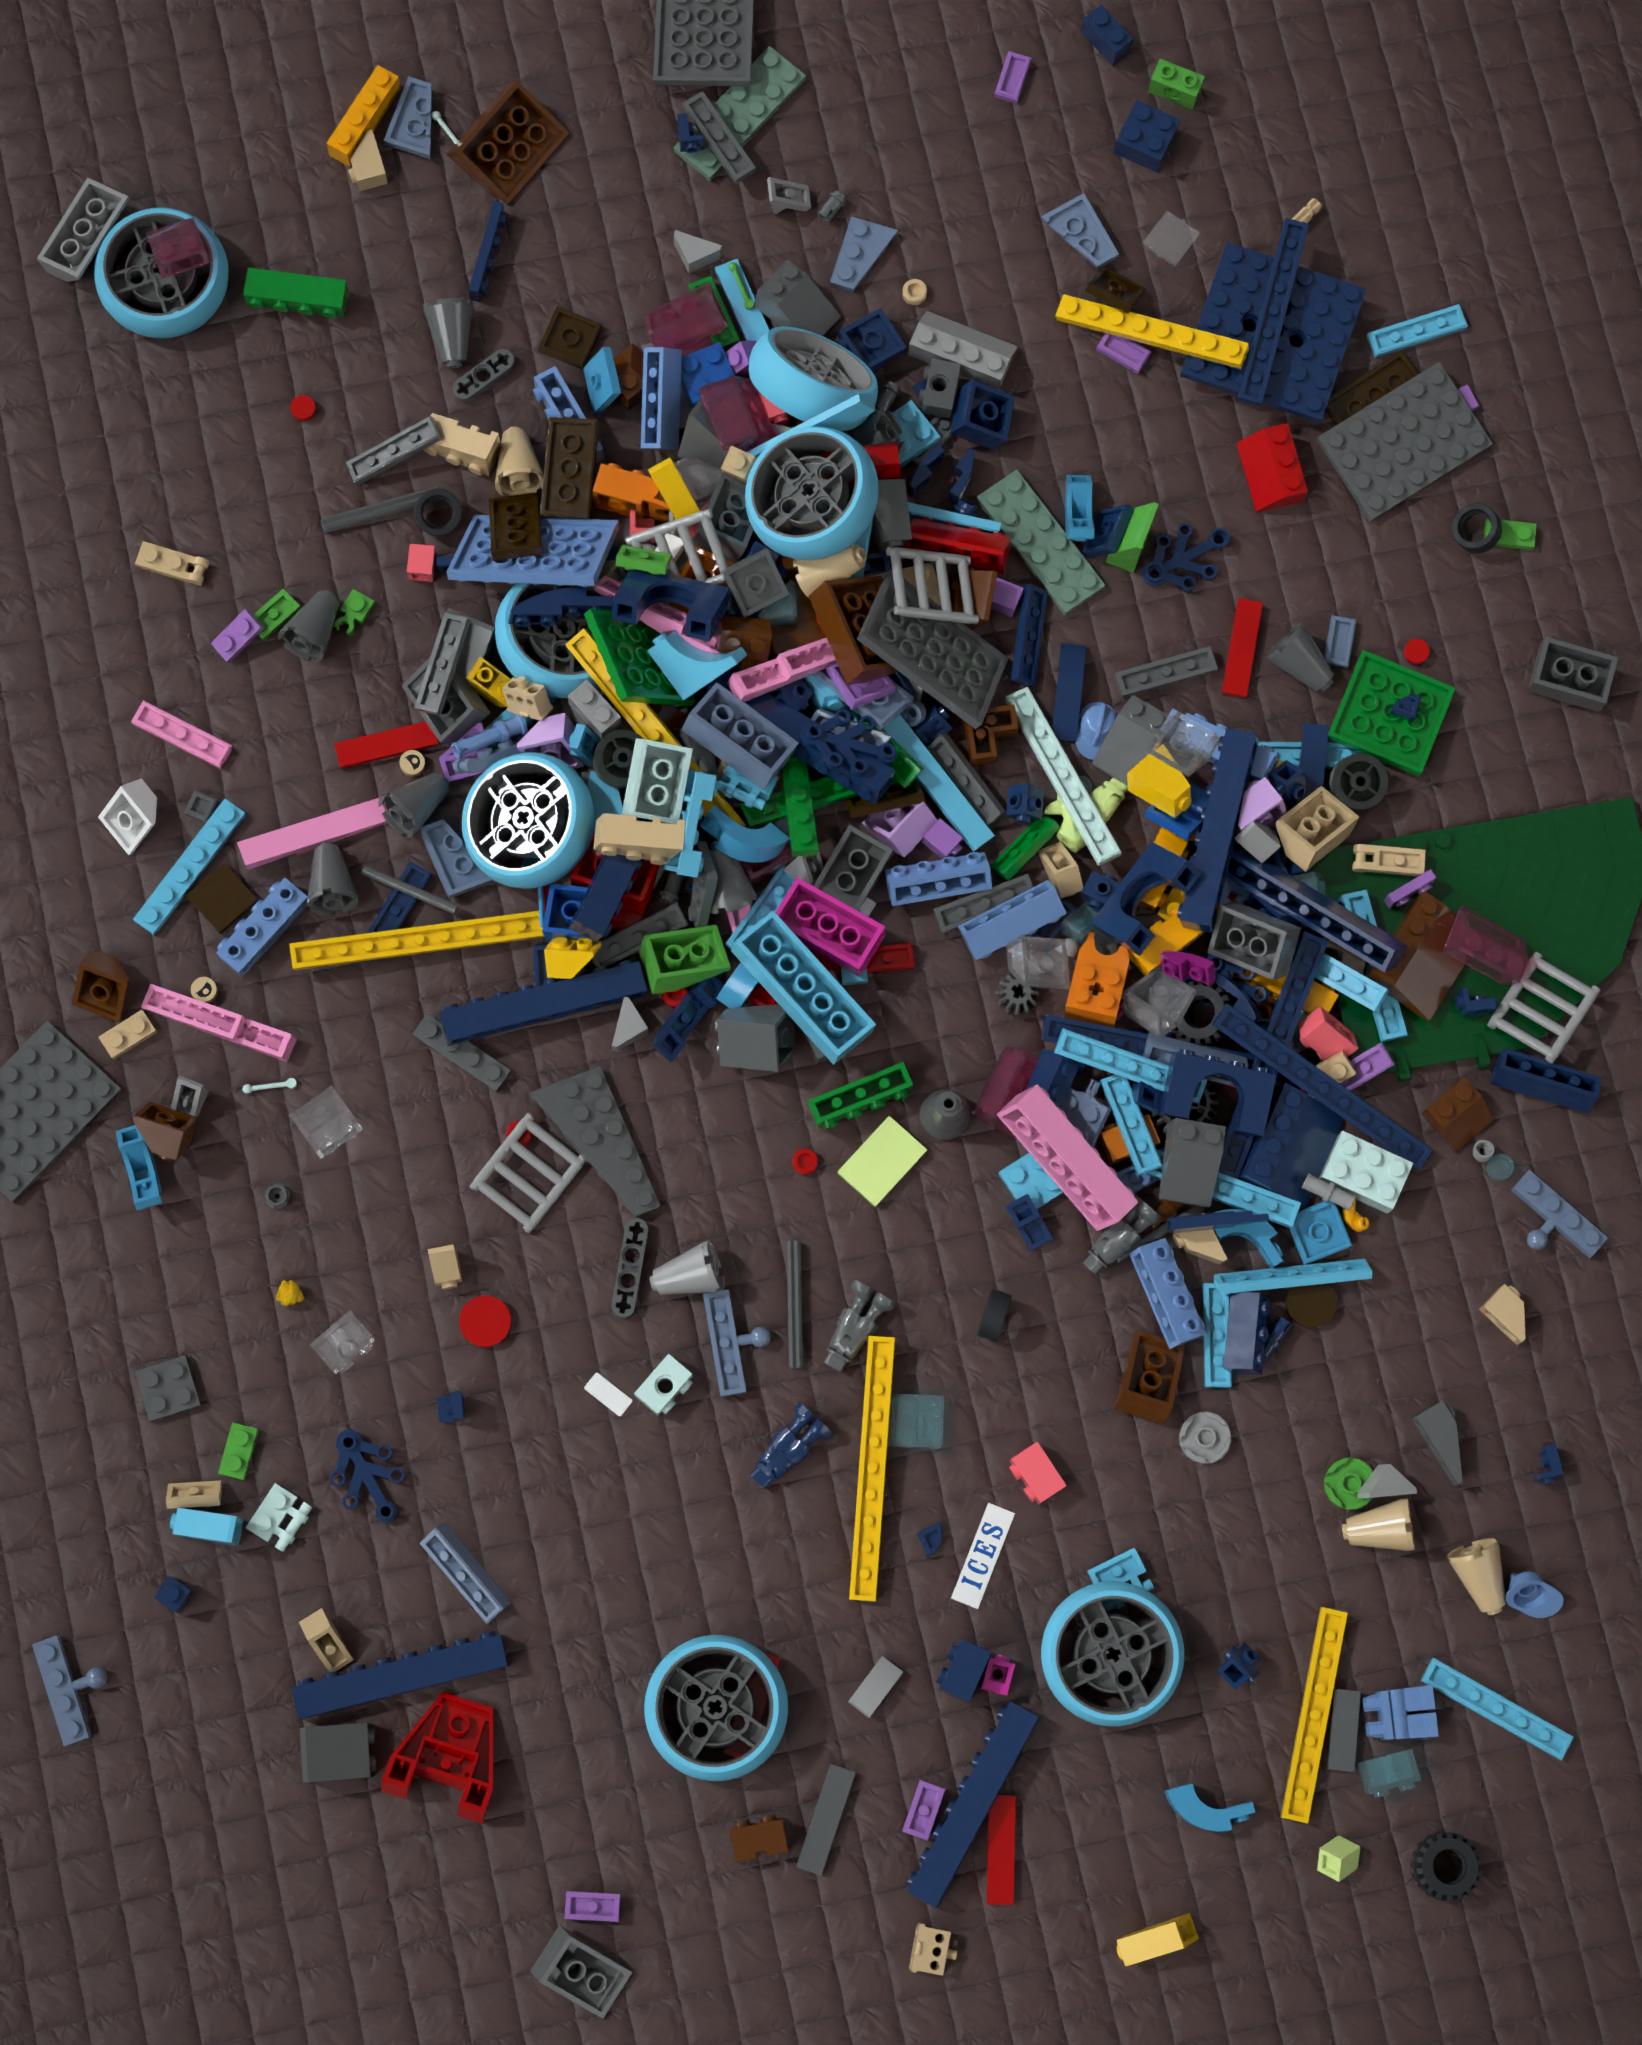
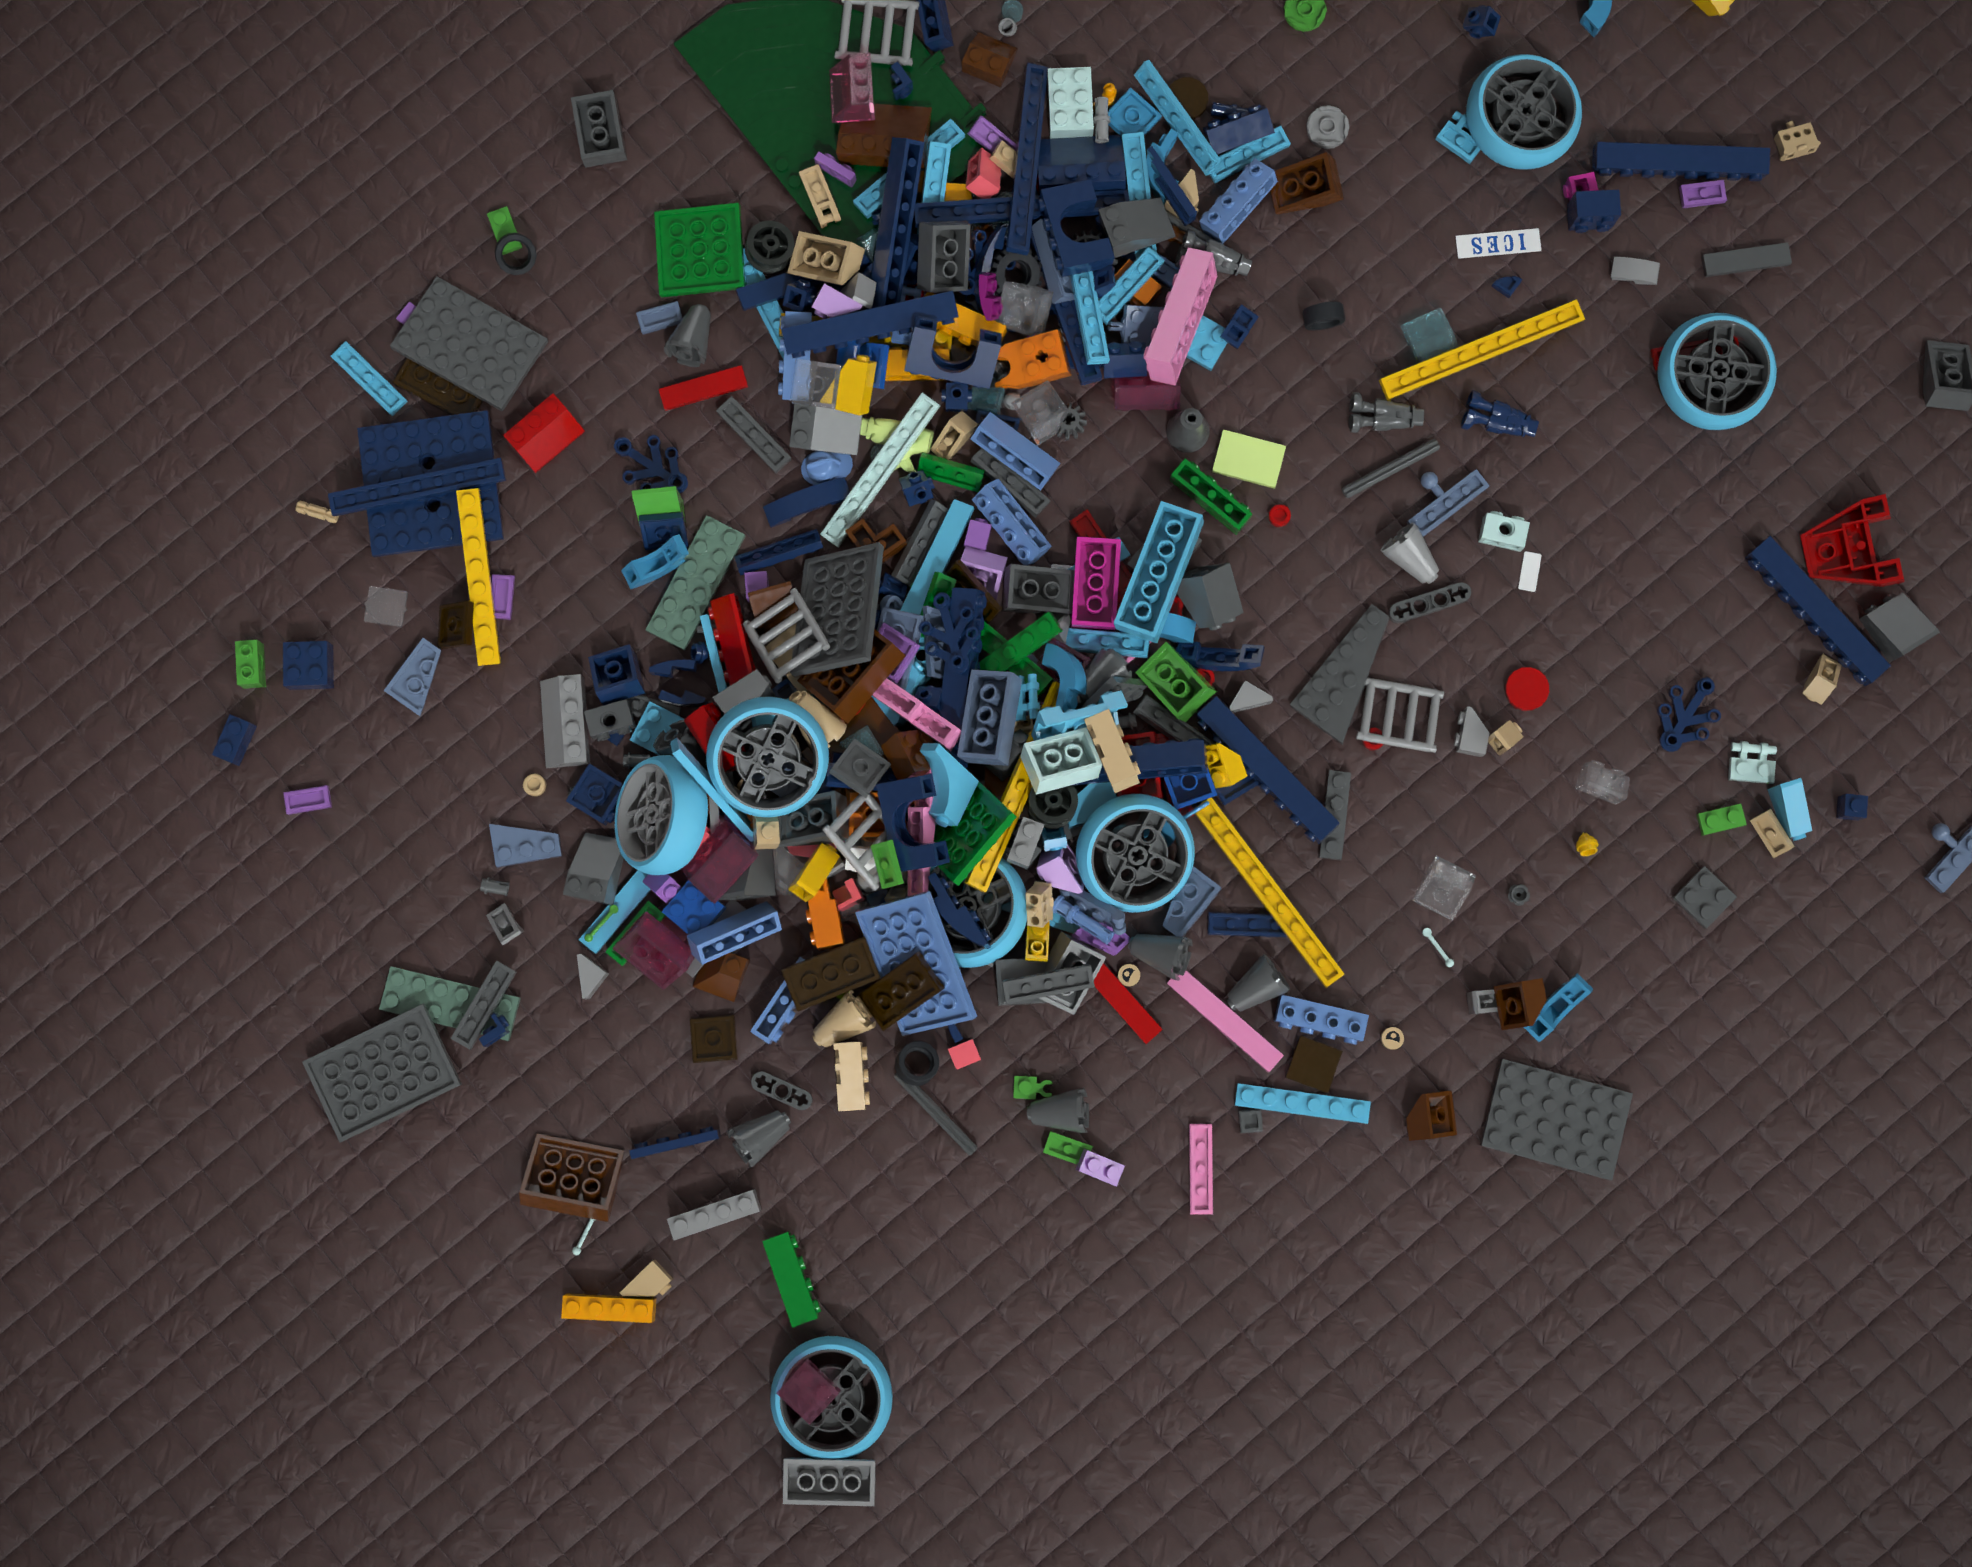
camera: 110 degrees left, 5 degrees up
(127, 1034) = (1457, 1078): tan plate -> none
(130, 814) = (1288, 1169): white slope -> none
(171, 563) = (1067, 1255): tan plate -> none
(219, 1022) = (1411, 1012): bright pink slope -> none
(303, 408) = (883, 1221): red tile -> none
(394, 450) = (884, 1125): dark grey tile -> none
(398, 253) = (714, 1214): none -> light grey brick
(409, 889) = (1232, 921): dark grey bar -> none
(412, 120) = (591, 1267): sand blue wing -> none
(451, 1407) = (1605, 678): dark blue bracket -> none
(465, 1572) = (1715, 605): sand blue slope -> none
(467, 1235) = (1472, 735): none -> light grey slope
(592, 1906) = (1898, 390): medium lavender plate -> none
(602, 380) = (740, 990): dark azure plate -> none
(766, 1836) = (1788, 298): reddish brown brick -> none
(1001, 1851) = (1702, 126): red tile -> none
(1036, 1473) = (1420, 231): coral brick -> none
(1406, 707) = (690, 238): dark blue tile -> none
(1416, 651) = (638, 256): red tile -> none

